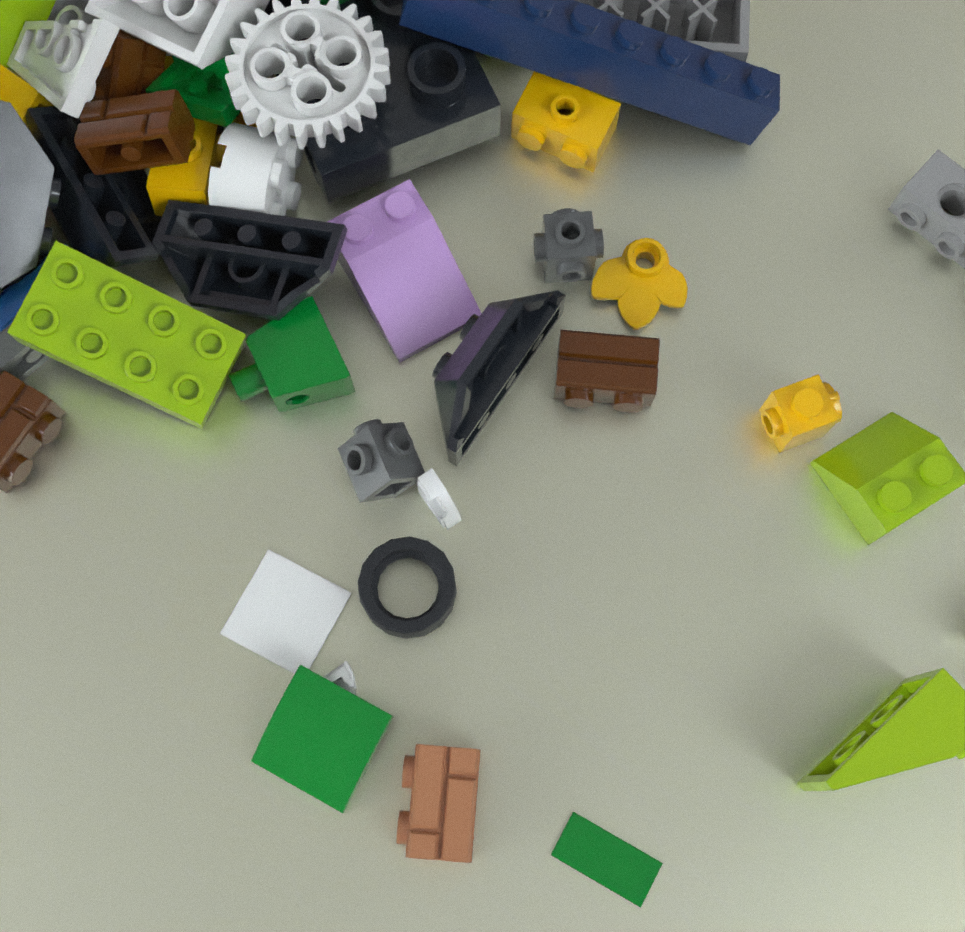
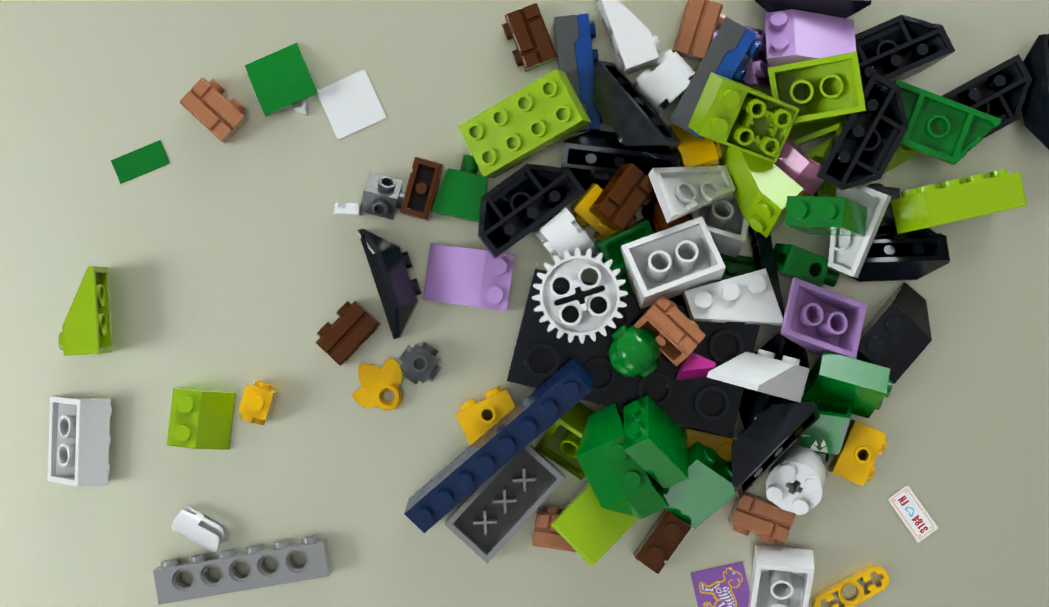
camera: 125 degrees right, 15 degrees up
(327, 412) = (422, 189): none -> reddish brown brick
(402, 549) = (296, 161): black tyre -> none

